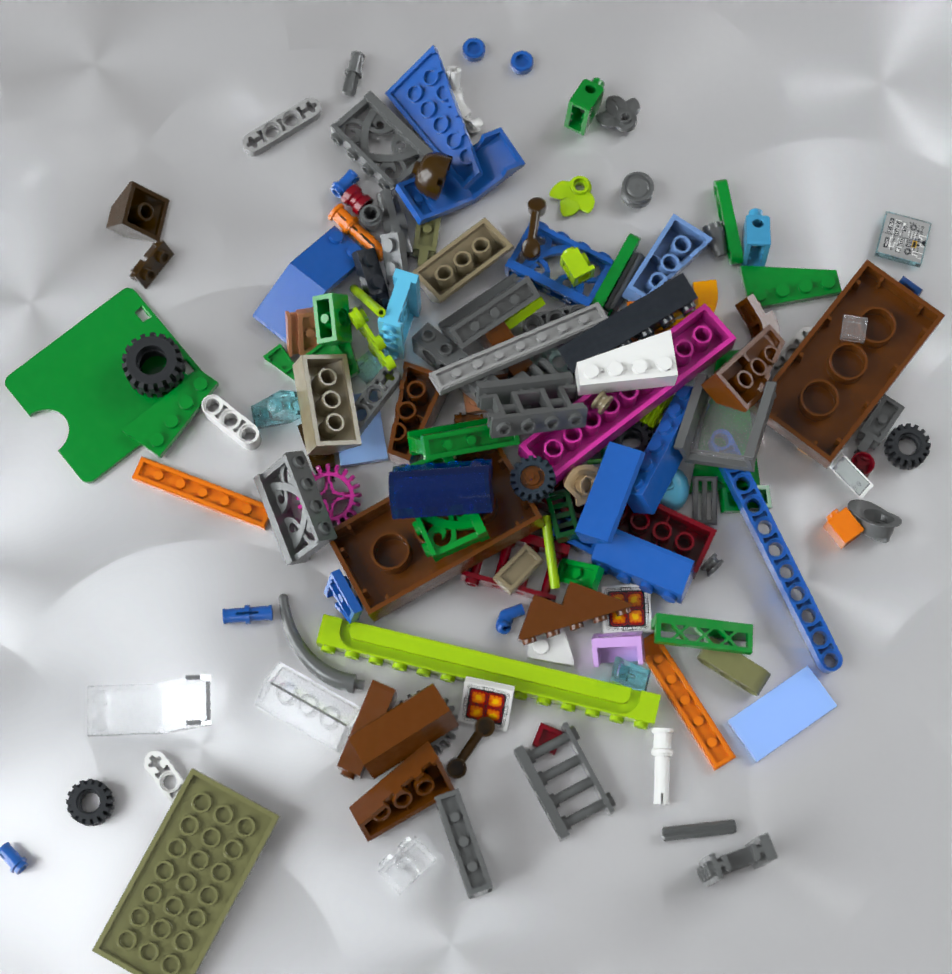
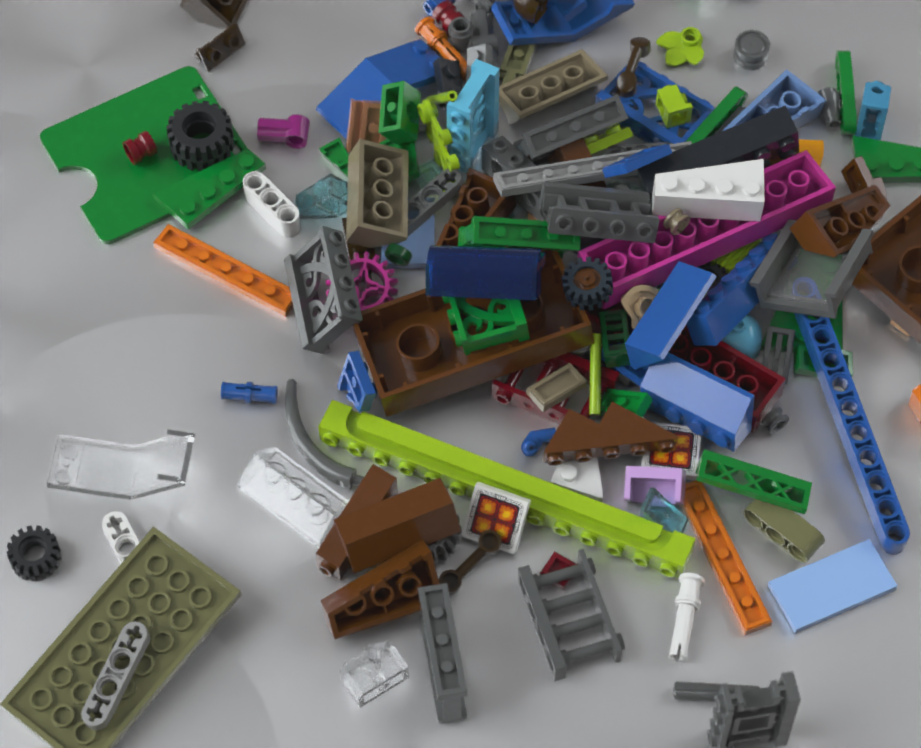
camera: 10 degrees right, 15 degrees down
(100, 385) = (140, 147): none -> dark red wheel
(191, 913) = (112, 674): none -> light grey beam
(235, 343) = (290, 131): none -> magenta piece
(355, 458) = (398, 254): none -> dark green tile
(556, 343) = (637, 160): none -> blue tile

